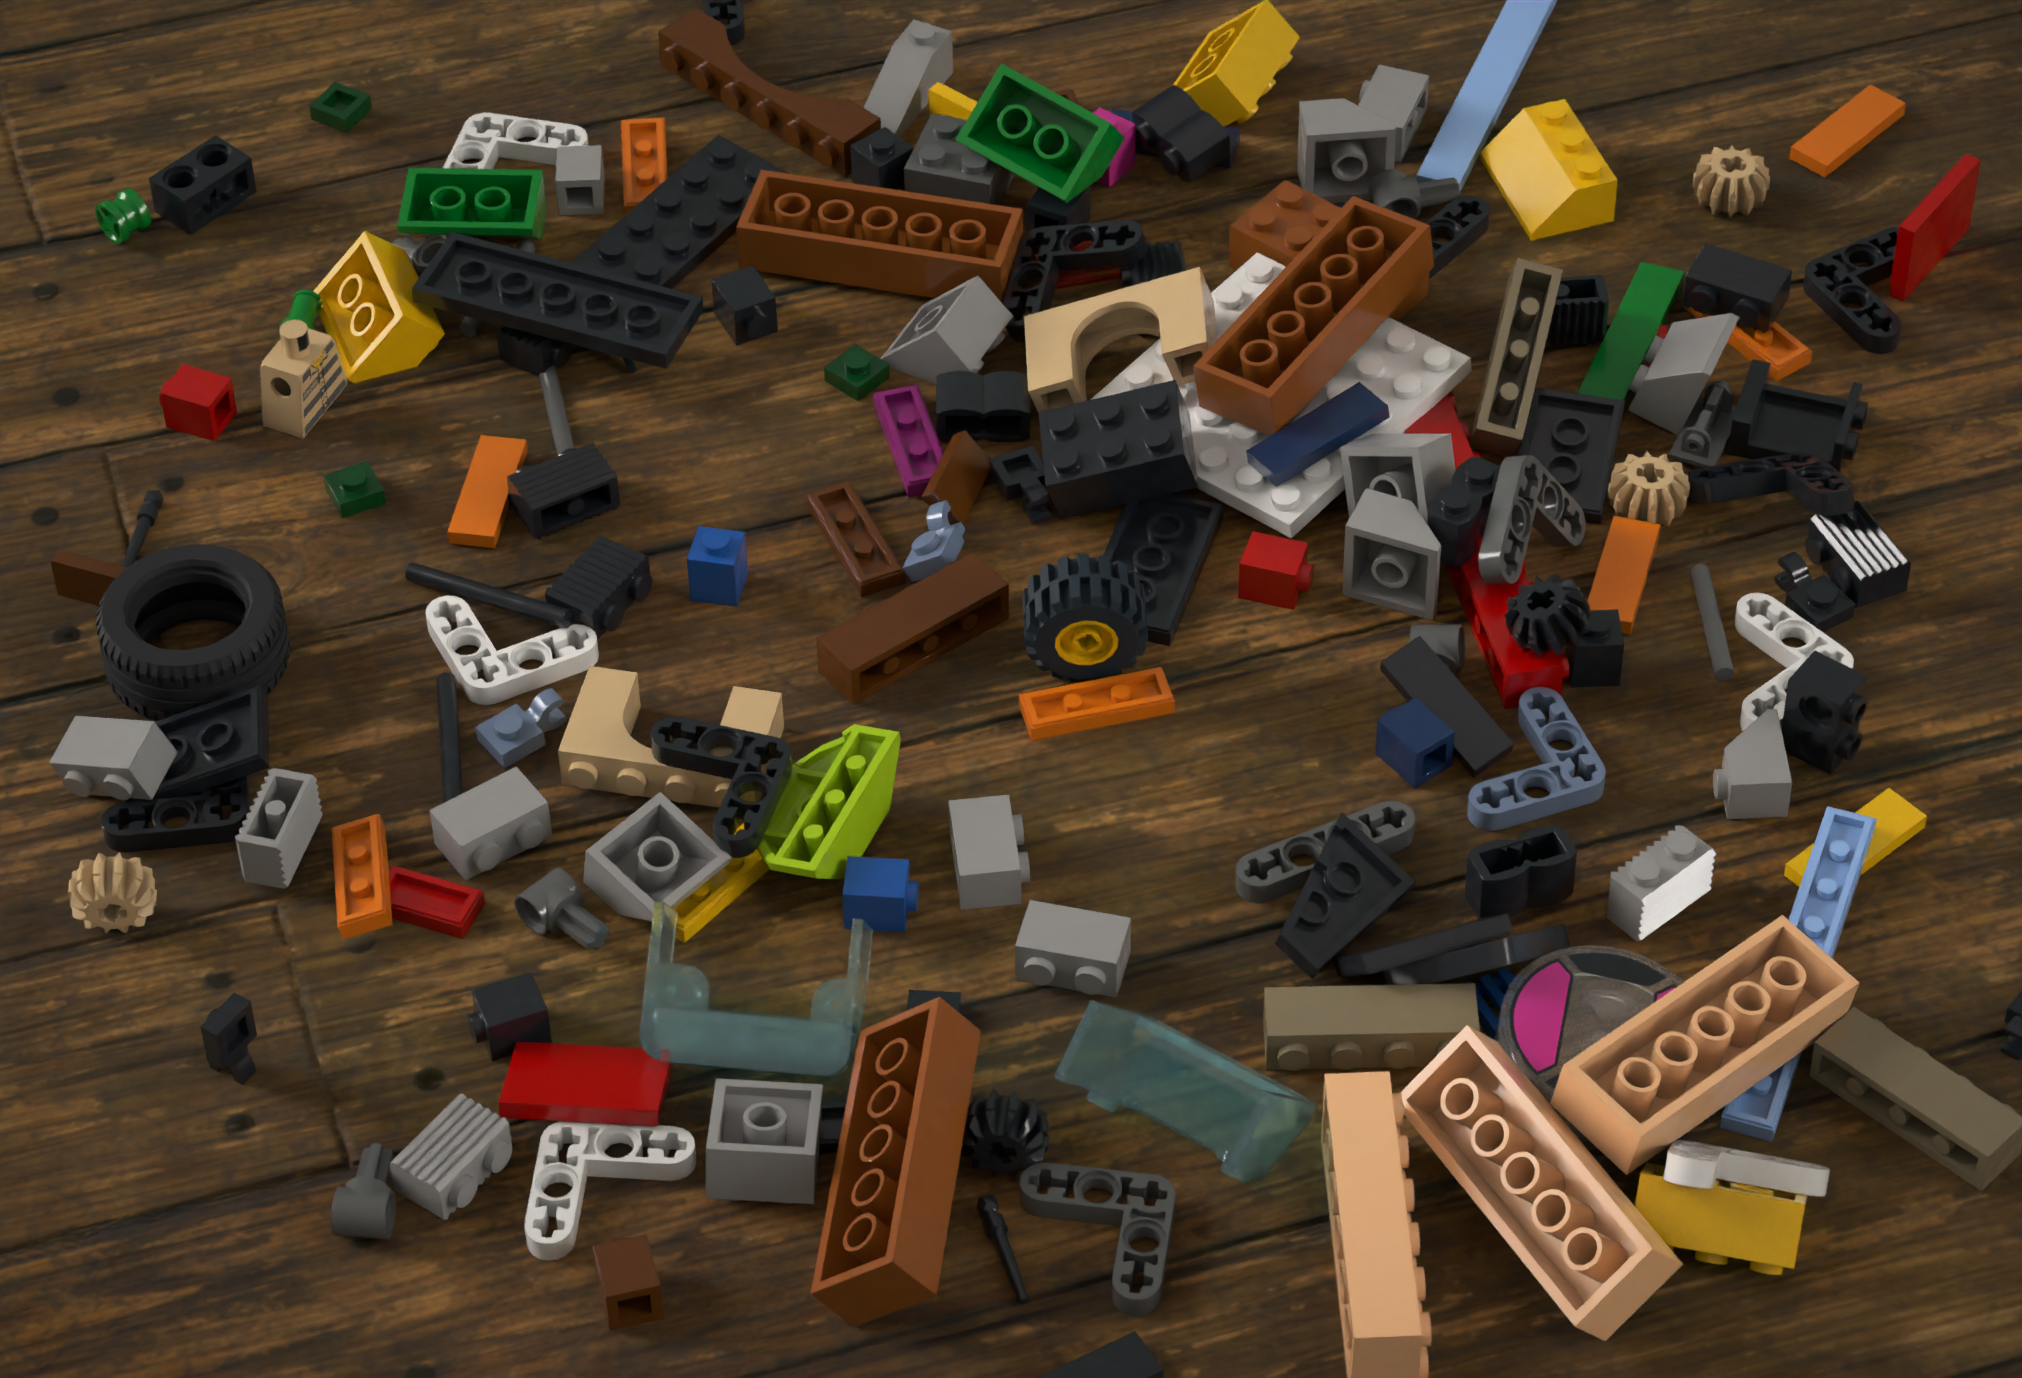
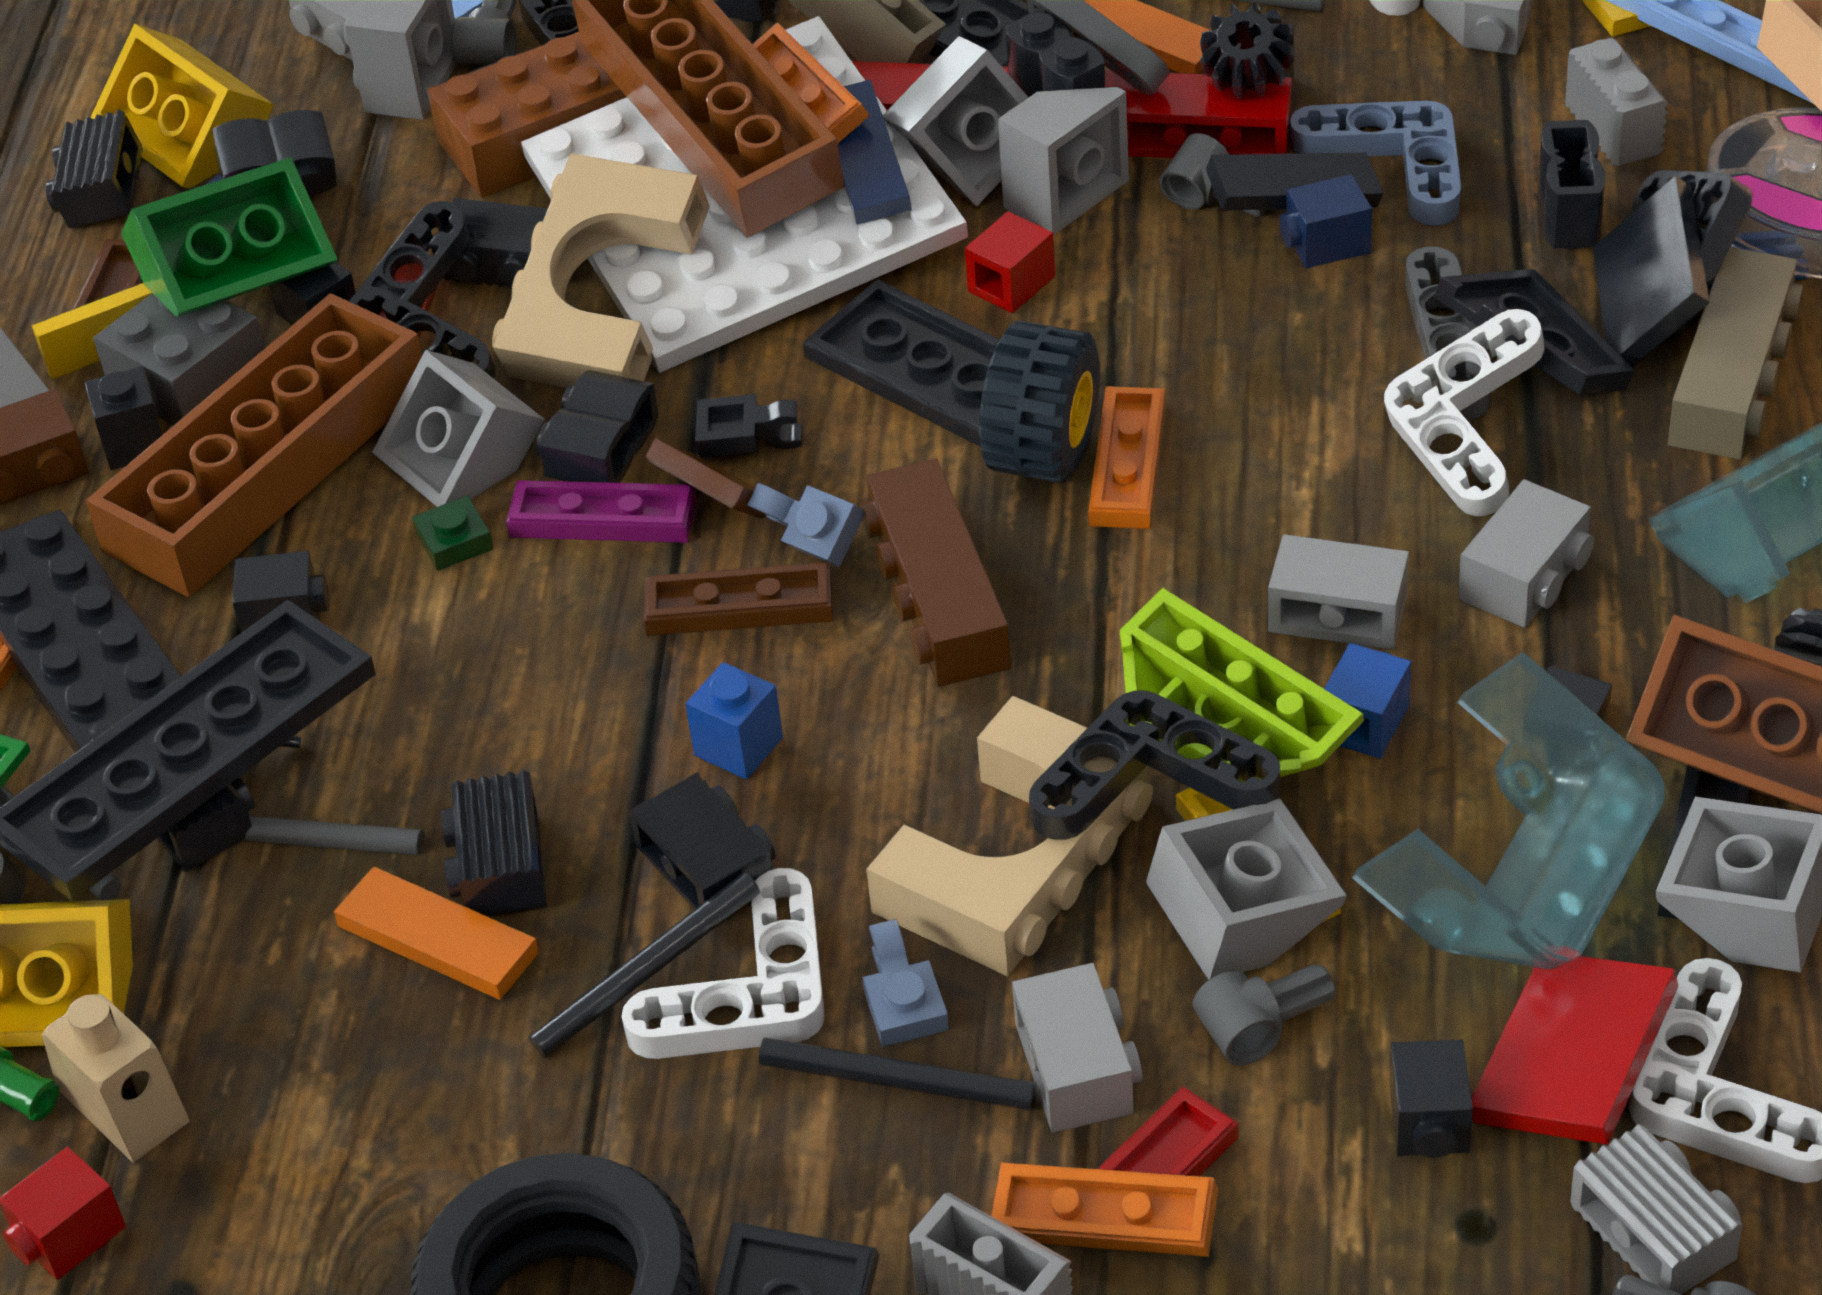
camera: 65 degrees left, 0 degrees up
(354, 489) = (339, 1077): dark green plate -> none
(1118, 449) = (774, 313): black brick -> none
(1135, 52) = (95, 170): none -> black brick
(1155, 901) = (1442, 412): none -> white beam
(1356, 369) = (812, 82): none -> orange tile

